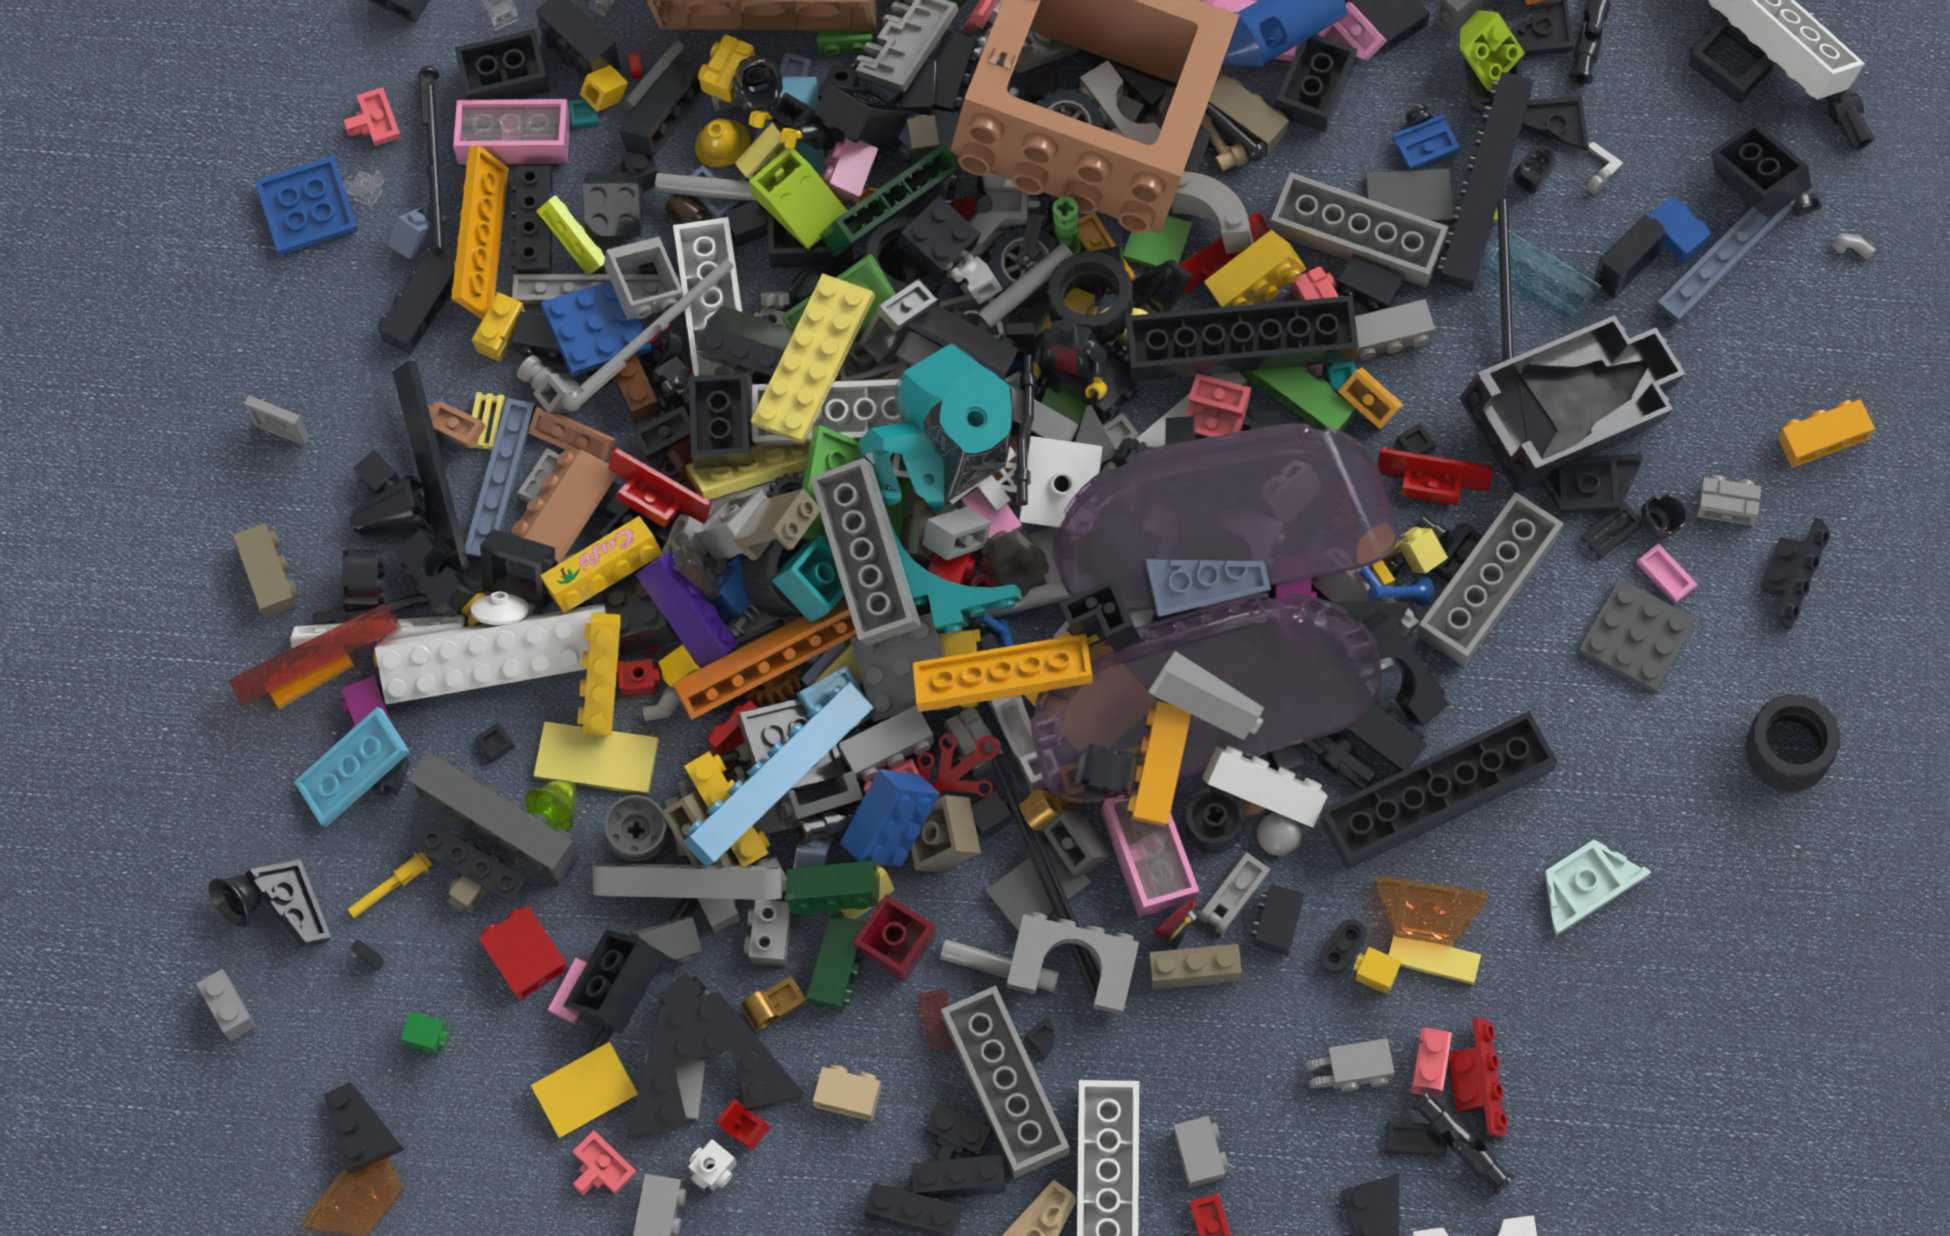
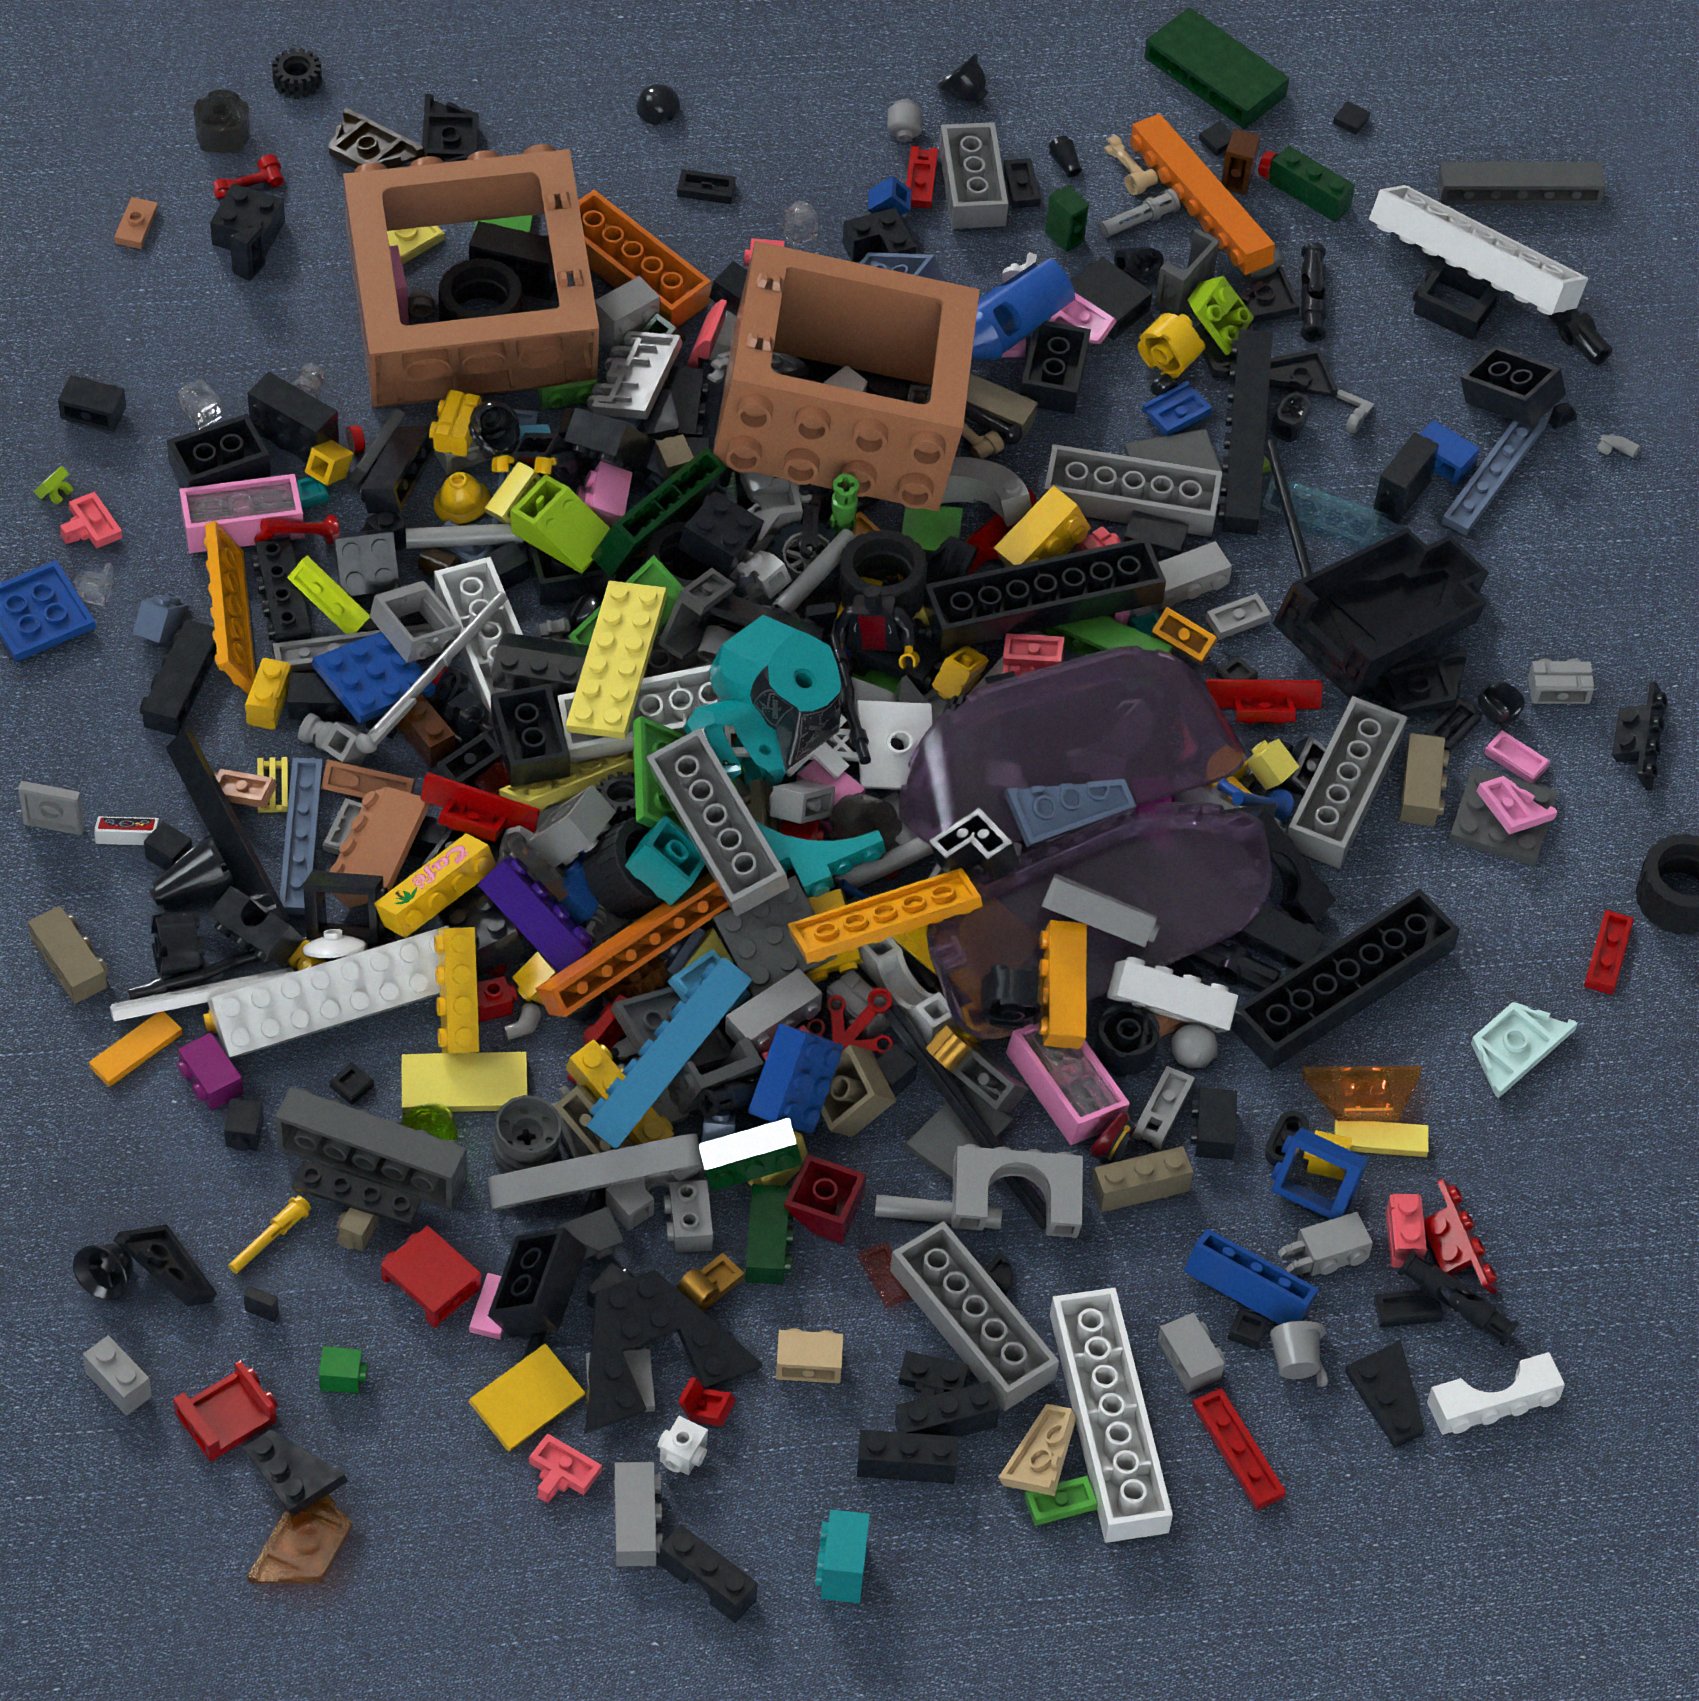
camera: 20 degrees left, 15 degrees down
(315, 655) = (144, 1019): clear red brick -> none
(316, 1056) = (227, 1412): none -> red panel
(342, 446) = (124, 830): none -> slope
(346, 72) = (52, 485): none -> lime tile
(351, 767) = (206, 1122): medium azure tile -> none
(427, 77) = (139, 478): black bar -> none
(587, 158) = (326, 529): none -> red piece
(778, 518) = (631, 794): dark tan panel -> none
(1145, 407) = (960, 672): none -> yellow brick
(1260, 1134) = (1248, 1329): none -> black tile
(1271, 1090) = (1250, 1279): none -> blue brick
(1299, 1170) = (1298, 1350): none -> light grey hat
(1369, 978) = (1330, 1152): none -> blue window
(1431, 380) = (1238, 616): none -> light grey plate
(1434, 74) = (1170, 344): none -> yellow brick
(1567, 586) = (1423, 779): none -> dark tan brick
(1645, 632) = (1513, 805): none -> bright pink wing
(1703, 798) = (1608, 952): none -> red tile
(1826, 432) = (1638, 609): light orange brick -> none

